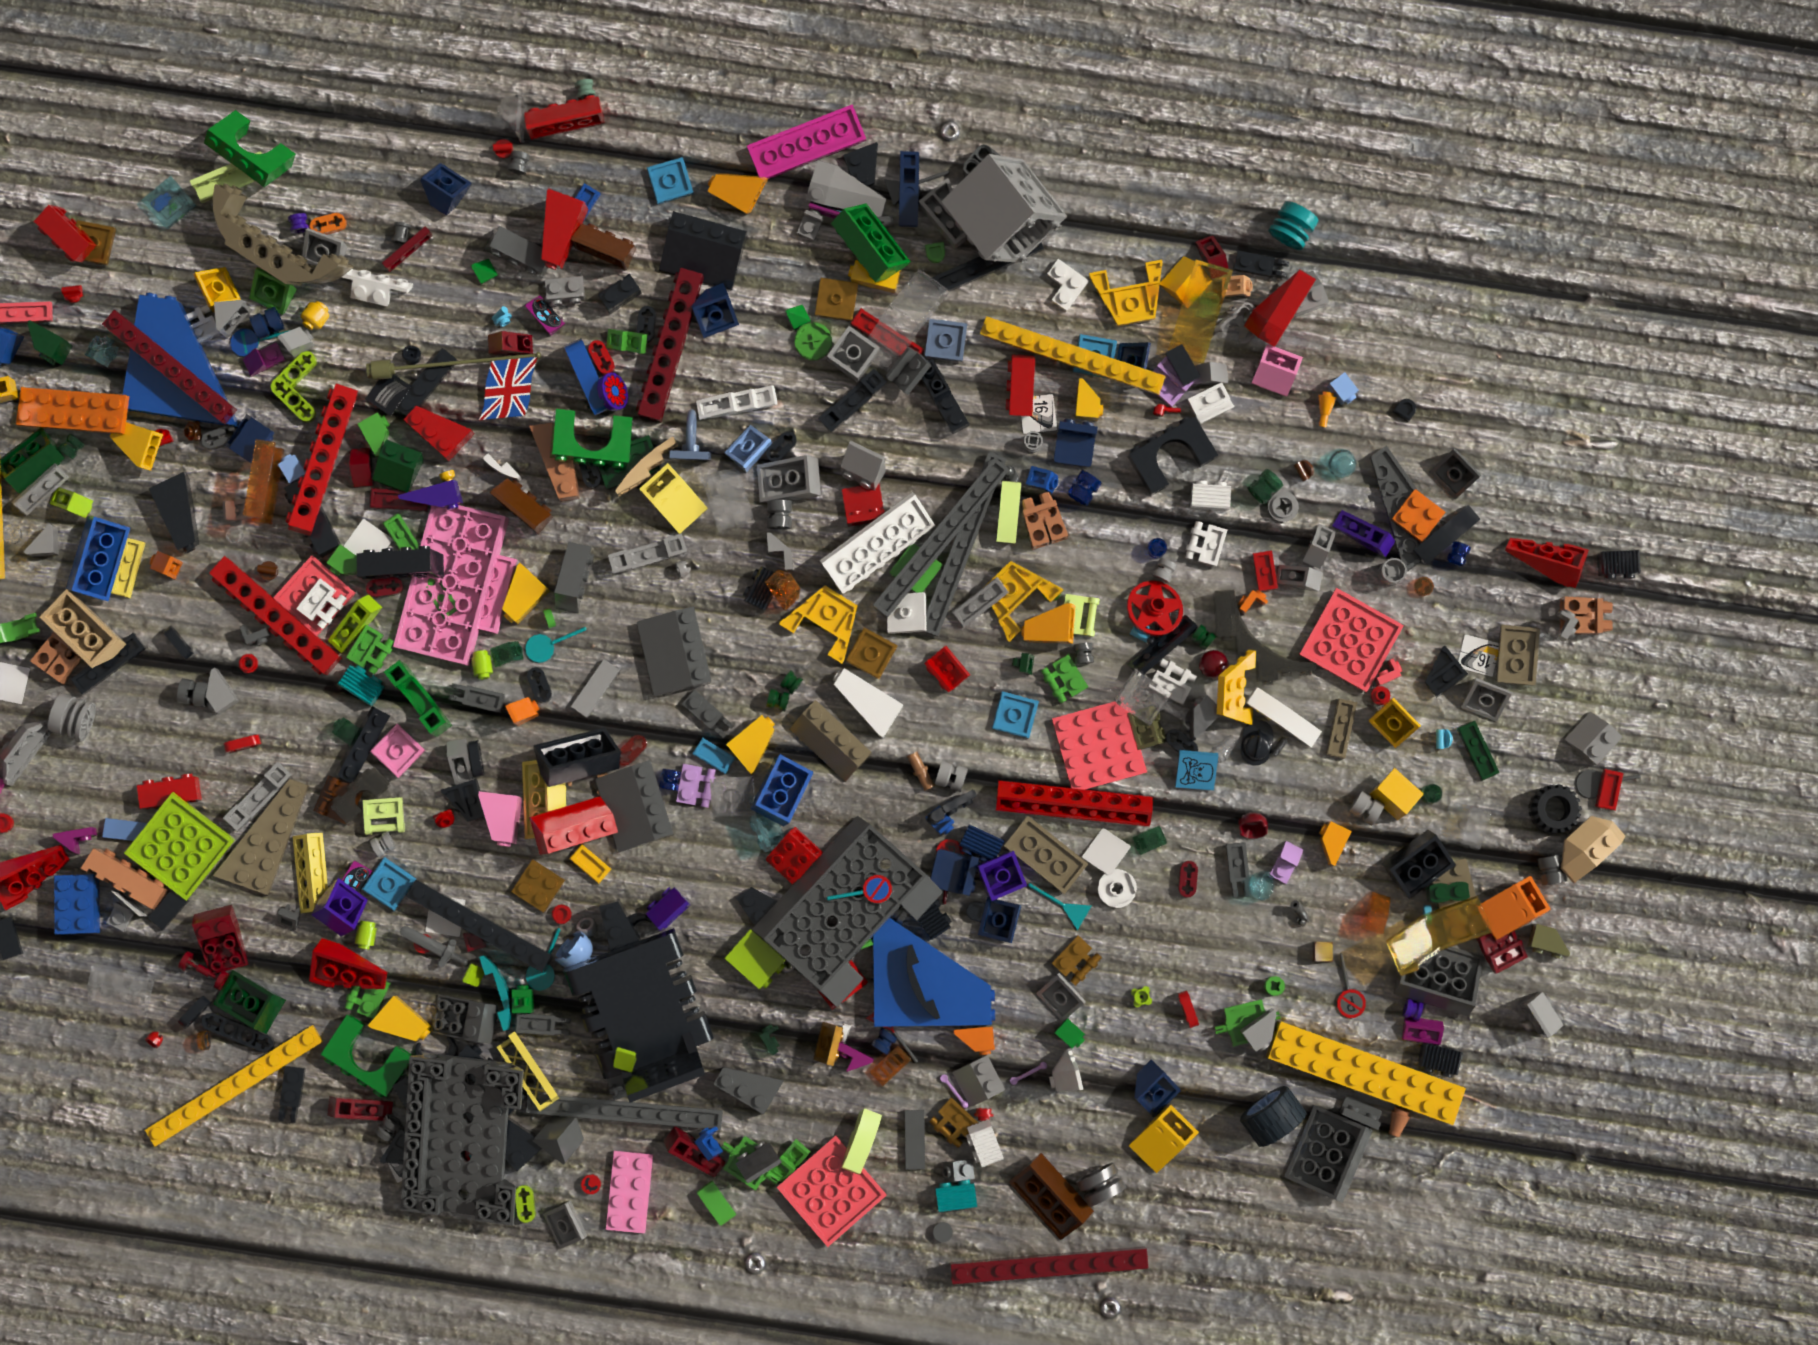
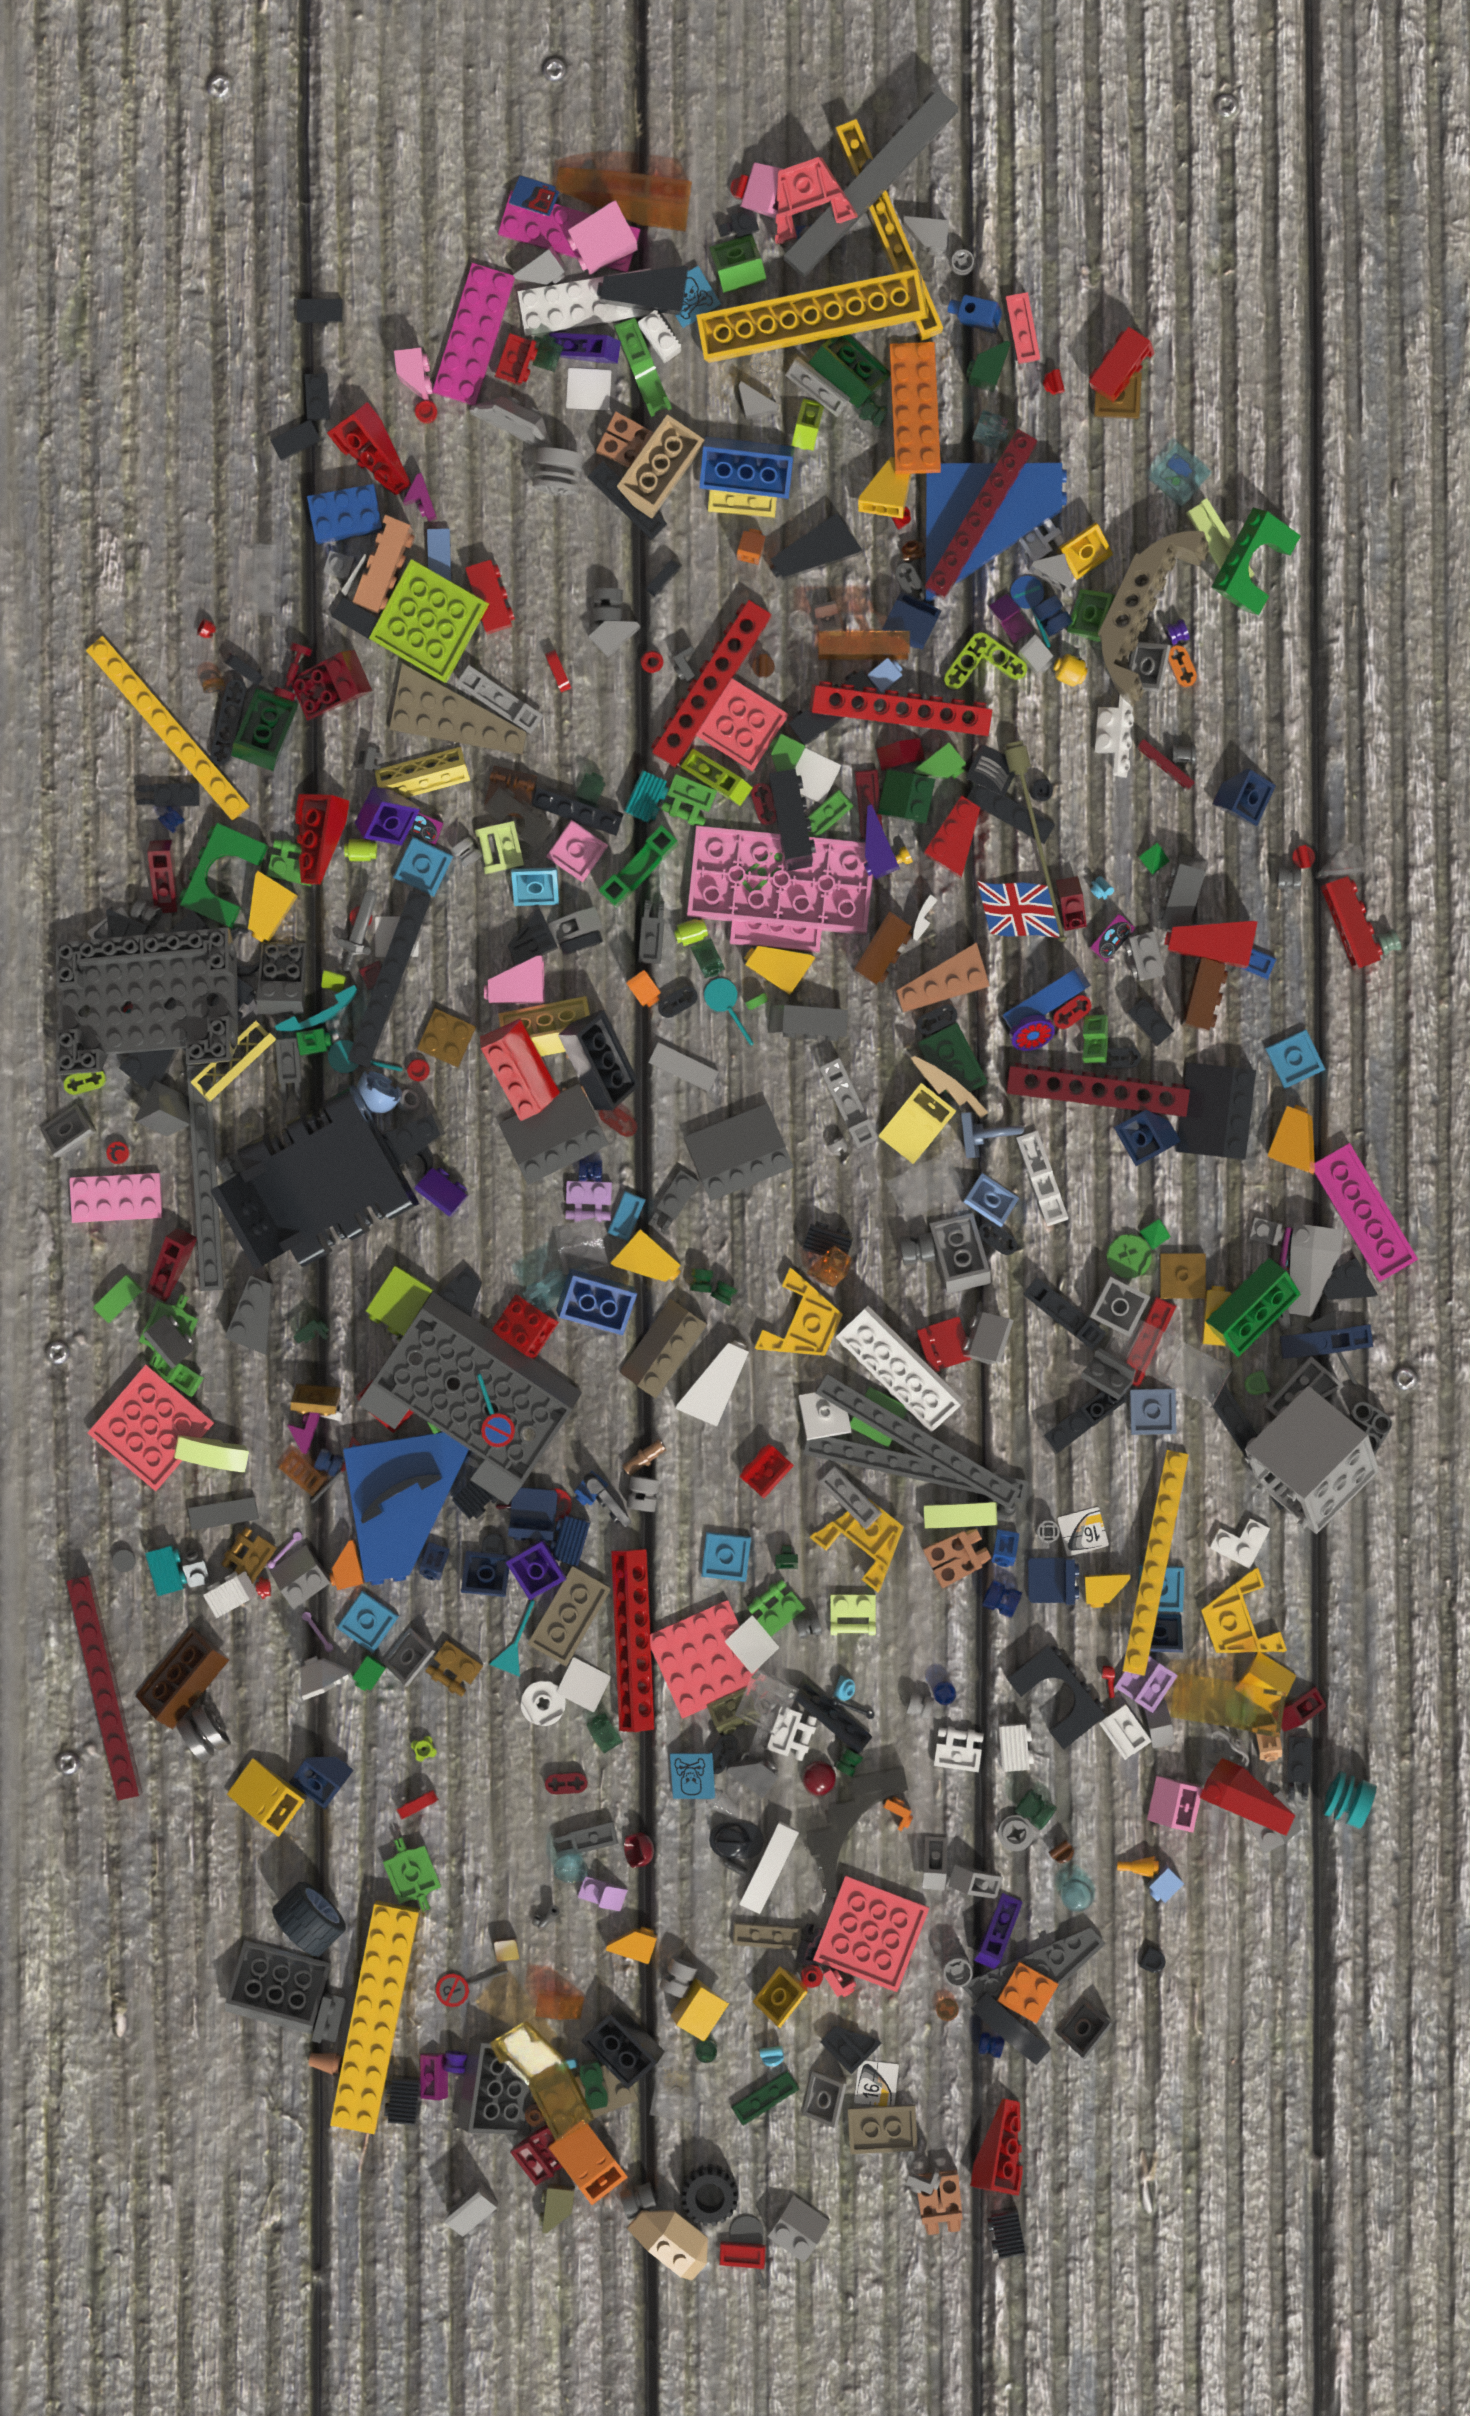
camera: 80 degrees right, 5 degrees up
(312, 1094) = (171, 819): none -> clear blue wheel
(317, 599) = (736, 730): white plate -> none
(421, 790) = (535, 886): none -> medium azure slope
(444, 819) = (507, 917): red plate -> none
(565, 446) = (956, 990): green arch -> none
(590, 864) = (480, 1093): yellow tile -> none
(624, 1059) = (260, 1172): lime slope -> none
(707, 1144) = (181, 1279): blue bracket -> none
(775, 546) = (879, 1250): light grey slope -> none
(871, 653) = (772, 1380): pearl gold plate -> none
(983, 963) = (434, 1561): none -> dark blue bracket
(1021, 385) = (1112, 1507): red wedge -> none
(1026, 1028) = (367, 1621): none -> dark azure tile
(1051, 626) = (833, 1585): light orange slope -> none
(1092, 703) = (752, 1644): none -> white sticker
(1154, 608) = (873, 1700): red wheel -> none
(1182, 365) = (1163, 1693): black tile -> none
(1231, 690) = (790, 1803): yellow wing -> none
(1260, 1030) = (404, 1891): light grey slope -> none
(1265, 571) = (936, 1822): red plate -> none
(1271, 987) = (461, 1896): bright green wheel -> none
(1355, 694) = (809, 1946): none -> black plate
(1468, 948) = (534, 2116): none -> reddish brown plate

